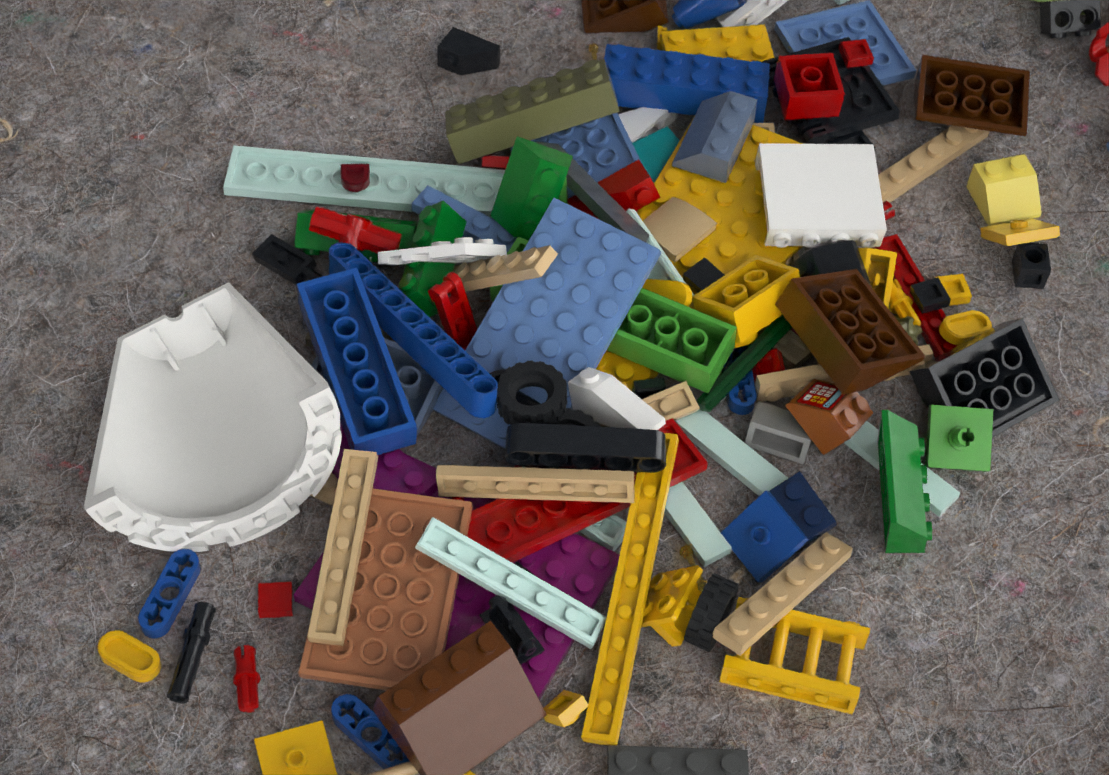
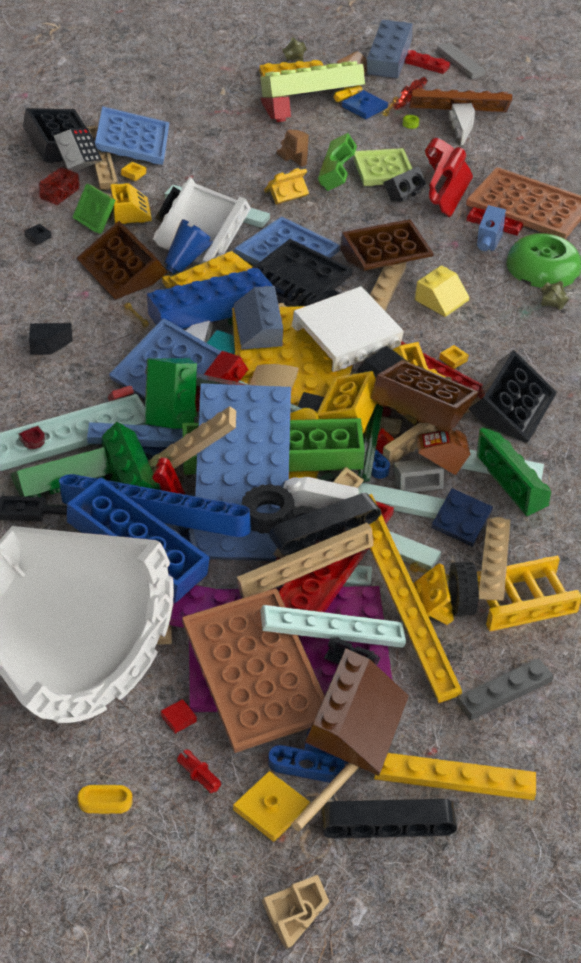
camera: 30 degrees left, 10 degrees down
(169, 607) = (109, 754): blue beam -> none
(195, 640) = (144, 764): black pin -> none
(343, 548) = (214, 653): tan plate -> none
(354, 230) = (66, 464): red piece -> none
(459, 252) = (144, 450): white wing -> none
(531, 111) = (128, 350): olive brick -> none
(565, 708) = (416, 687): yellow plate -> none
(764, 536) = (457, 534): blue plate -> none
(809, 86) = (293, 271): red brick -> none
(856, 53) = (302, 245): red tile -> none
(930, 295) = (446, 363): black plate -> none
(959, 438) = (524, 431): bright green tile -> none
(964, 326) = (477, 373): yellow tile -> none
(1020, 232) = (468, 309): yellow plate -> none
(1031, 265) = (487, 326): black brick -> none

